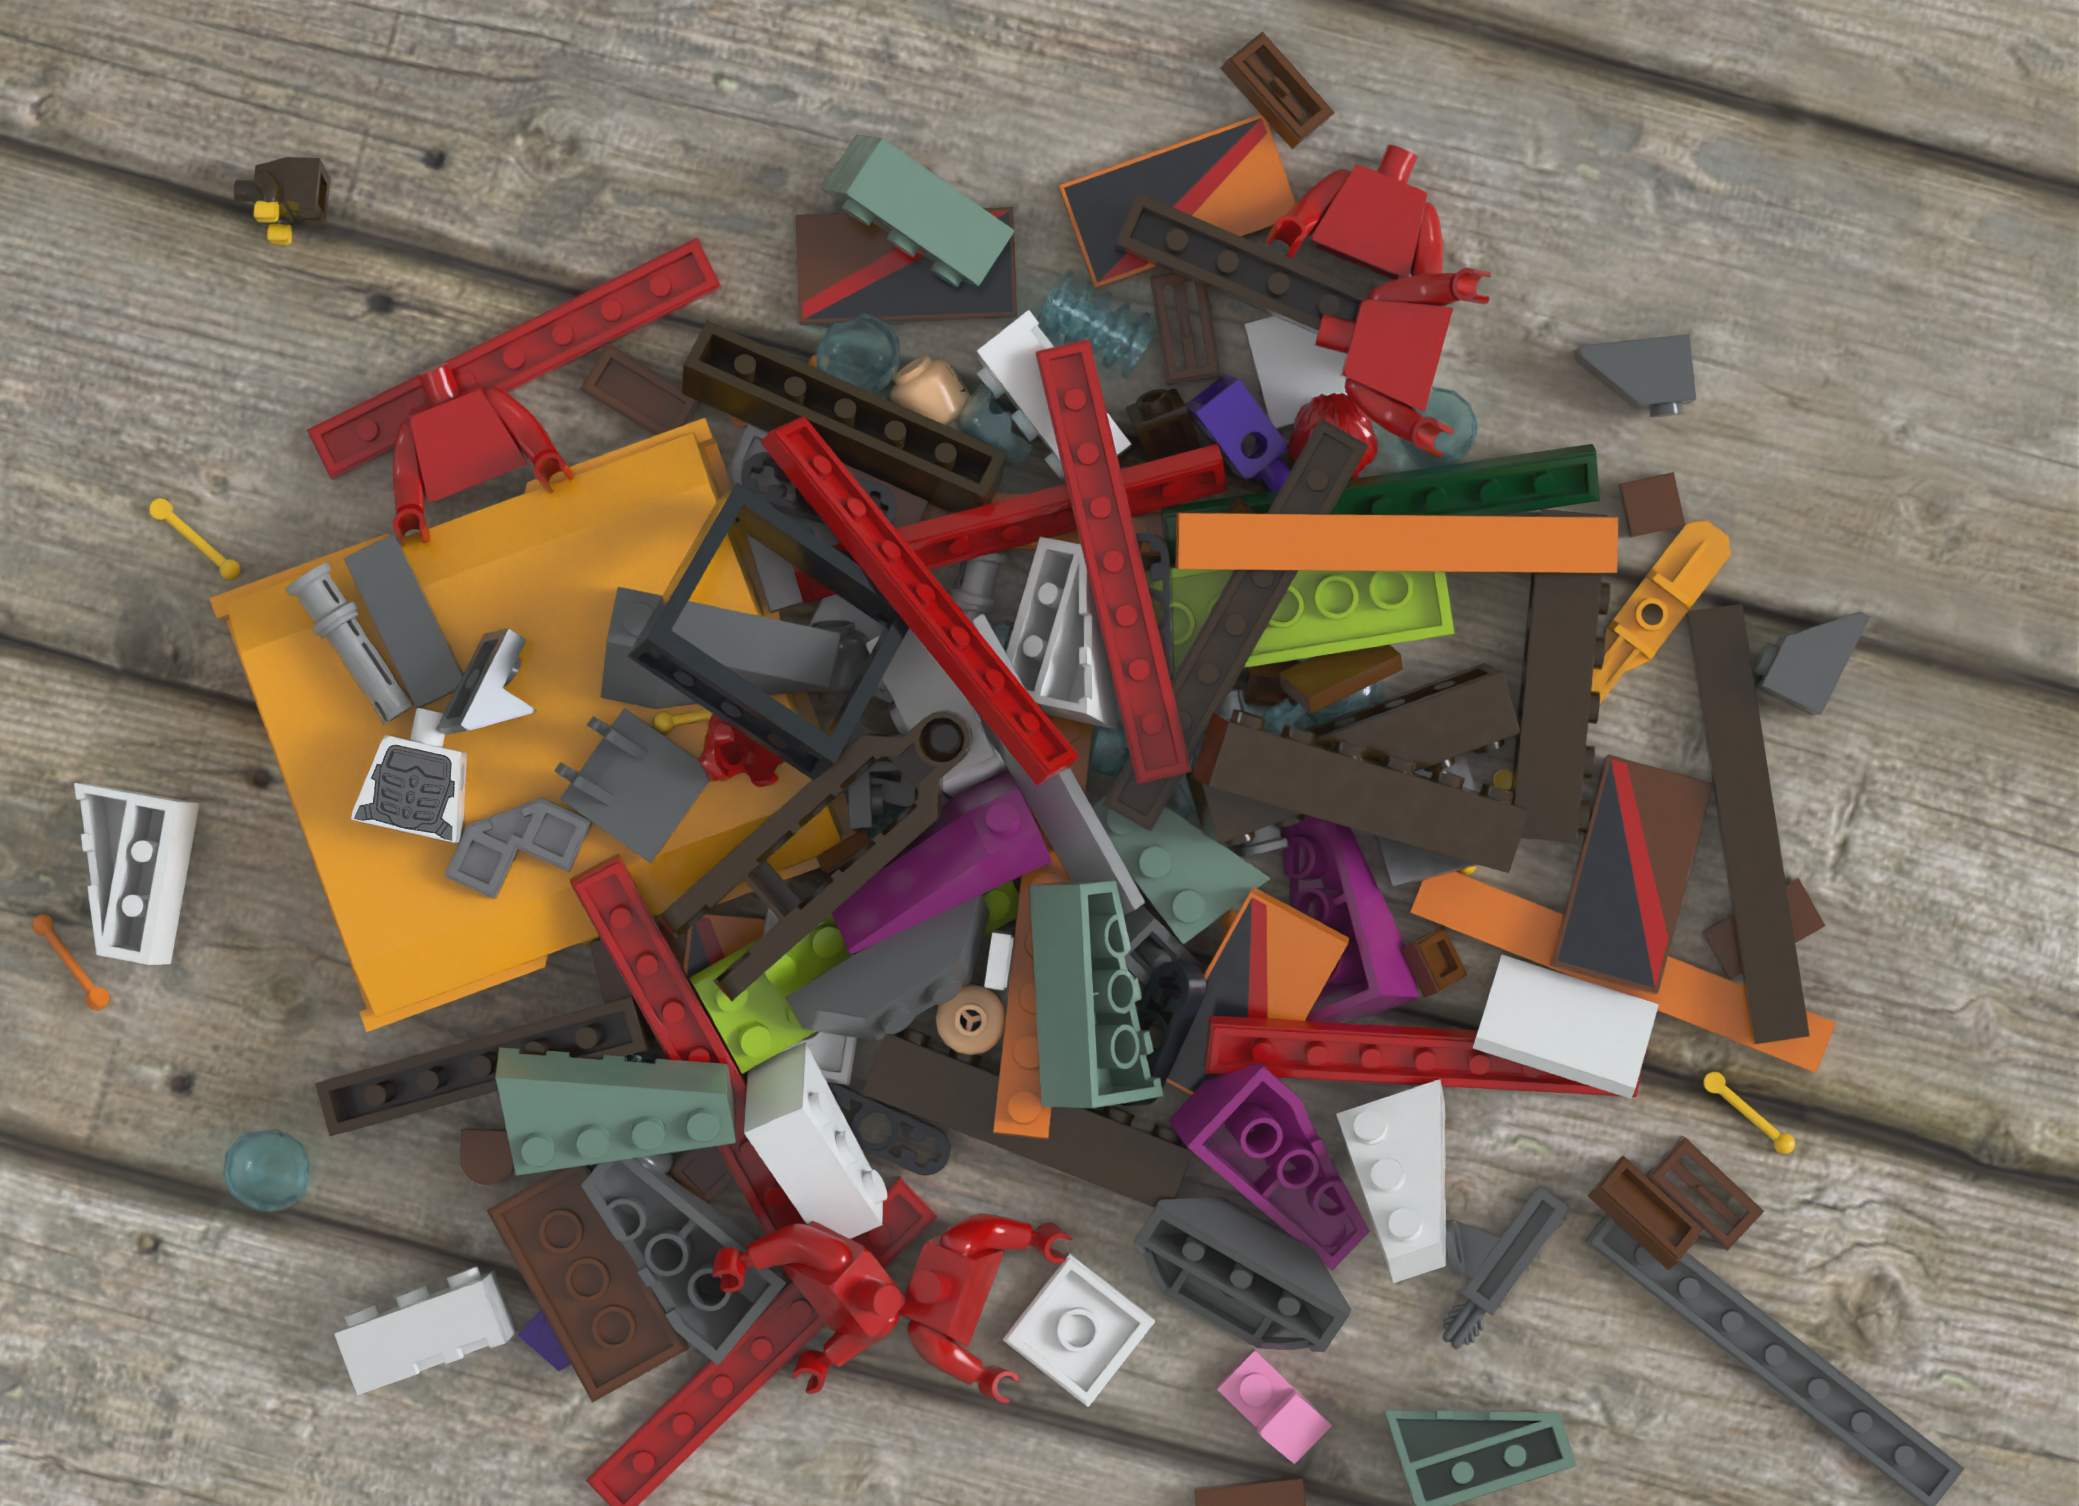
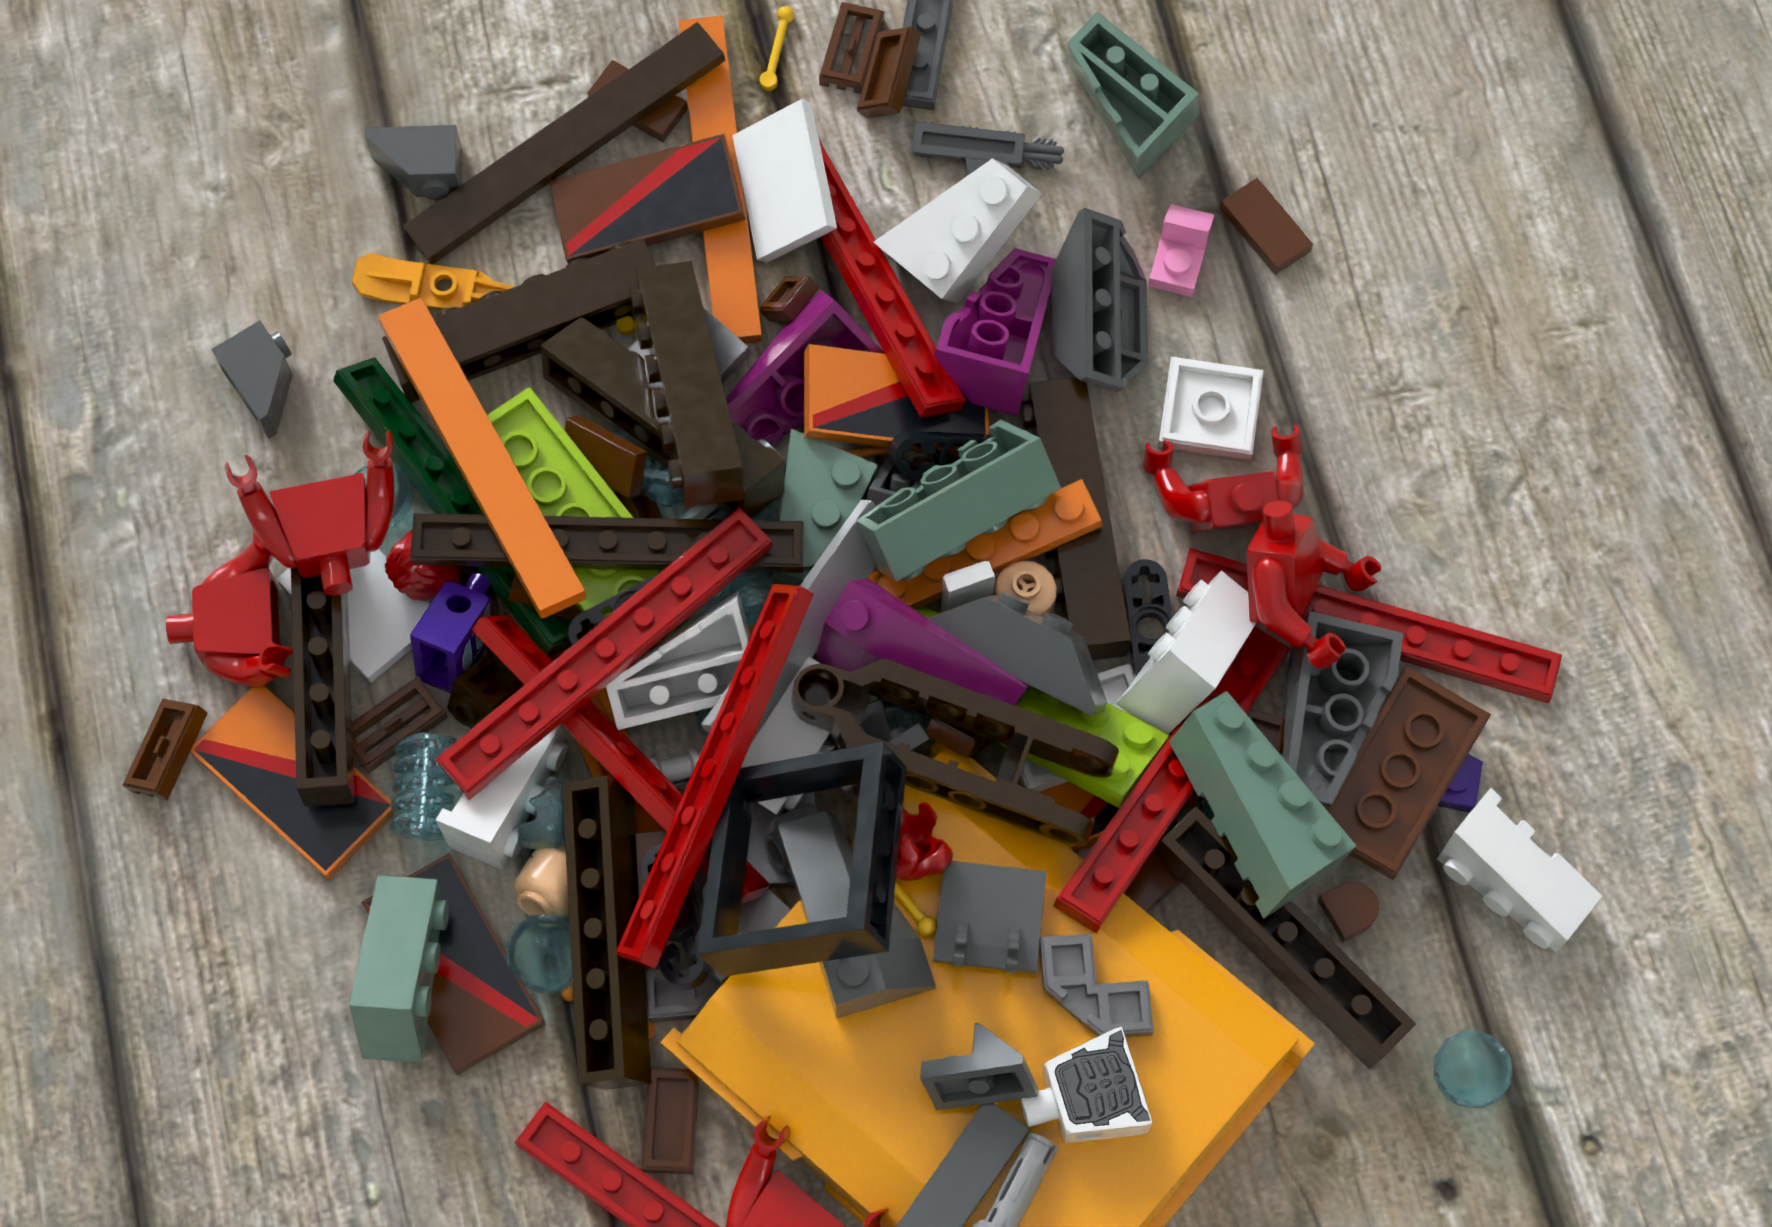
camera: 115 degrees left, 20 degrees down
(1651, 504) = (357, 324): reddish brown tile -> none

